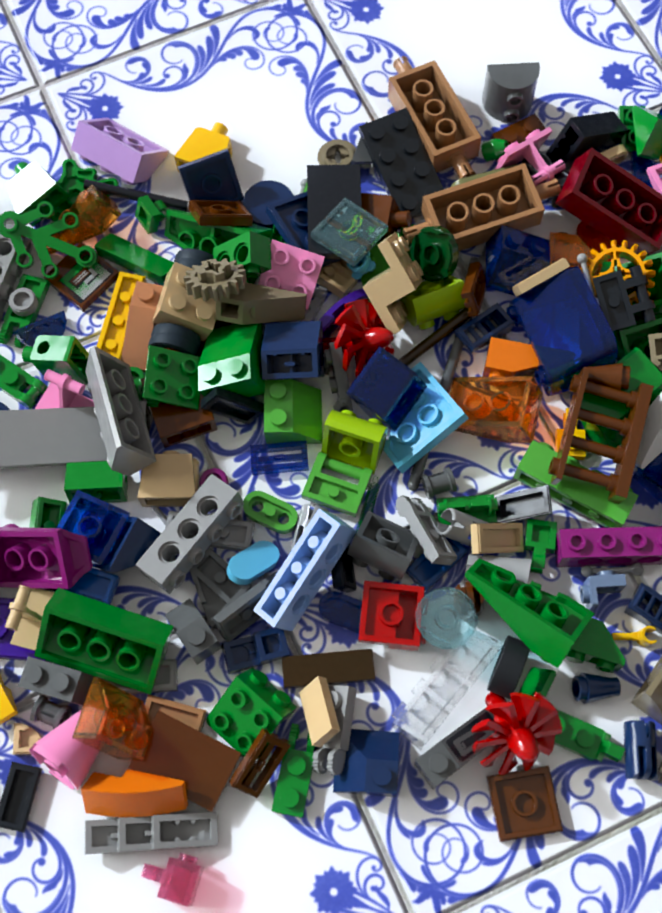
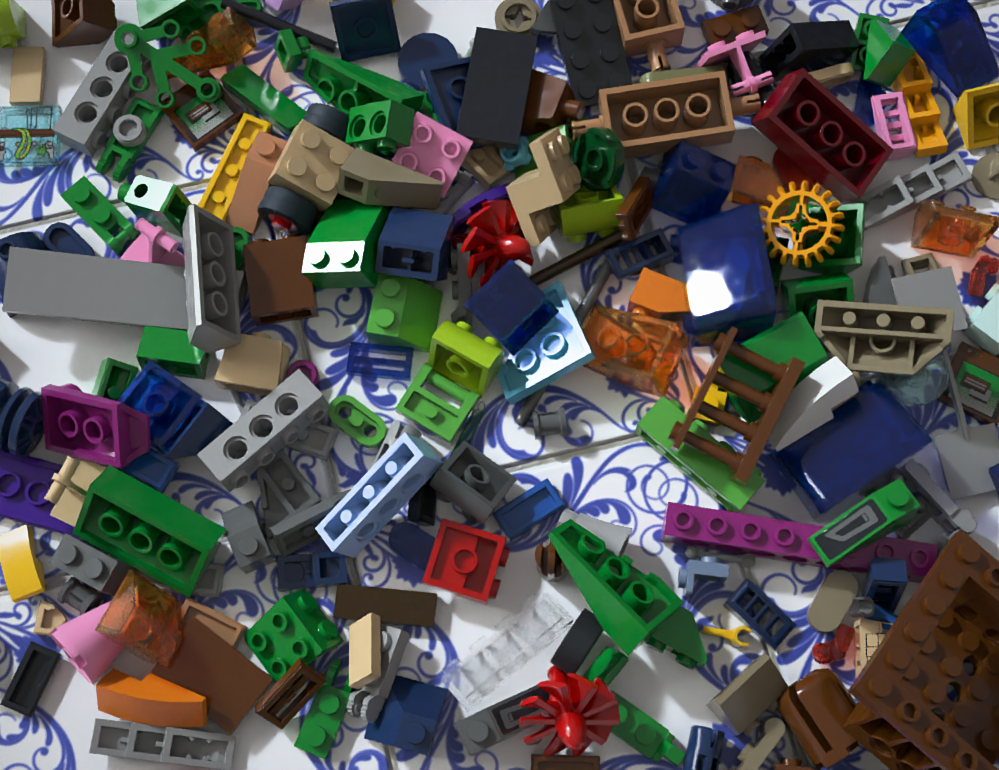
camera: 10 degrees right, 5 degrees up
(48, 326) = (153, 165): clear blue tile -> none
(171, 378) = (275, 251): green hinge -> none
(215, 279) = (342, 150): dark tan gear -> none
(220, 213) = (368, 65): reddish brown tile -> none
(232, 405) = (337, 294): black tile -> none
(252, 562) = (326, 474): medium azure tile -> none
(349, 231) = (507, 116): clear light blue tile -> none
(425, 529) = (522, 475): light grey hinge -> none
(446, 618) = (520, 577): clear light blue tile -> none
(460, 525) = (562, 479): light grey arm -> none
(479, 506) = (574, 459): green hinge -> none
(493, 149) = (698, 40): green hose -> none
(497, 538) = (598, 498): tan tile -> none
(524, 504) = (637, 466): tile -> none
(540, 276) = (714, 208): tan tile -> none
(540, 539) = (648, 508): green plate -> none
(582, 259) = (764, 196): light grey hinge -> none
(594, 687) = (667, 682): dark blue cone -> none
(610, 375) = (763, 341): reddish brown cone -> none
(614, 299) = (789, 257): black plate -> none

